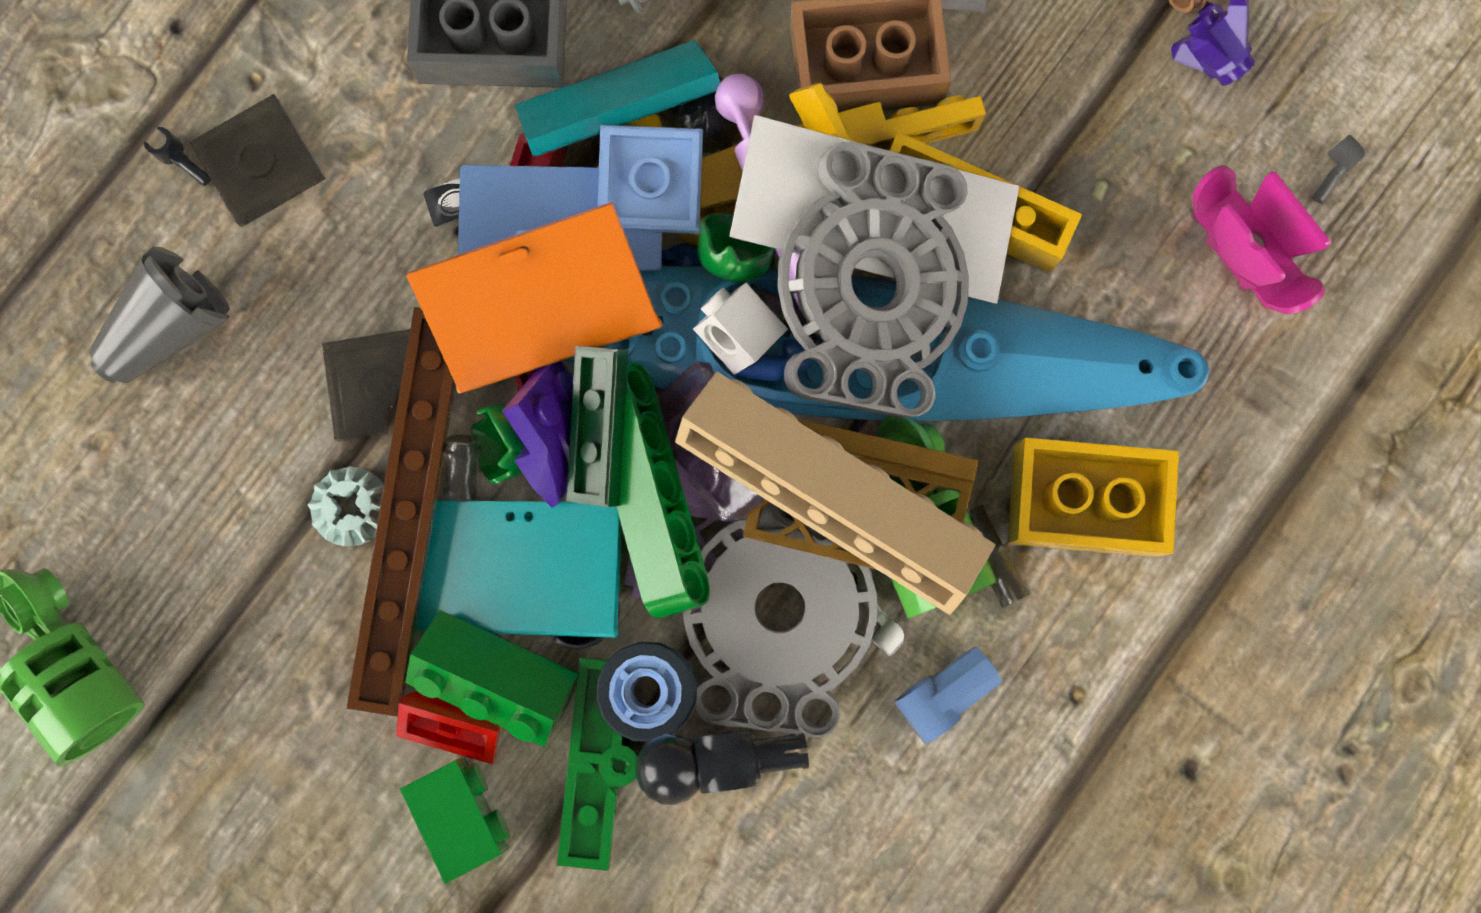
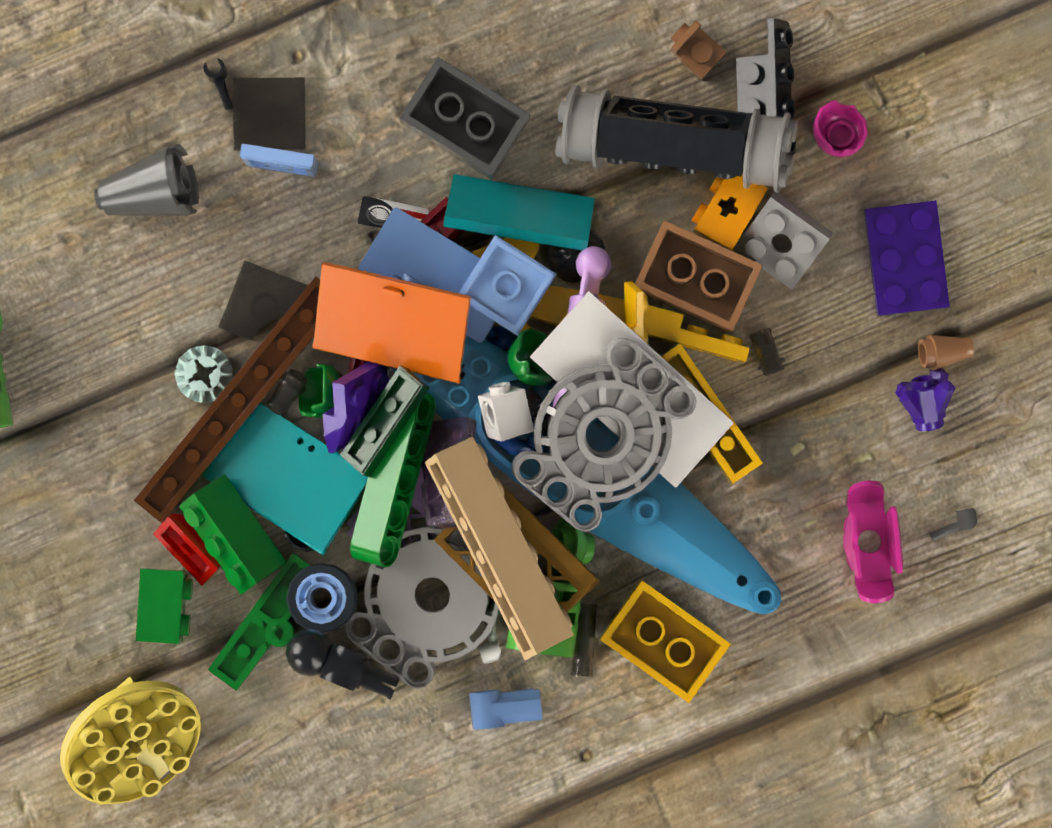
camera: 25 degrees right, 5 degrees up
(291, 196) = (279, 160): none -> light blue tile
(1000, 97) = (767, 352): none -> clear smoke pin

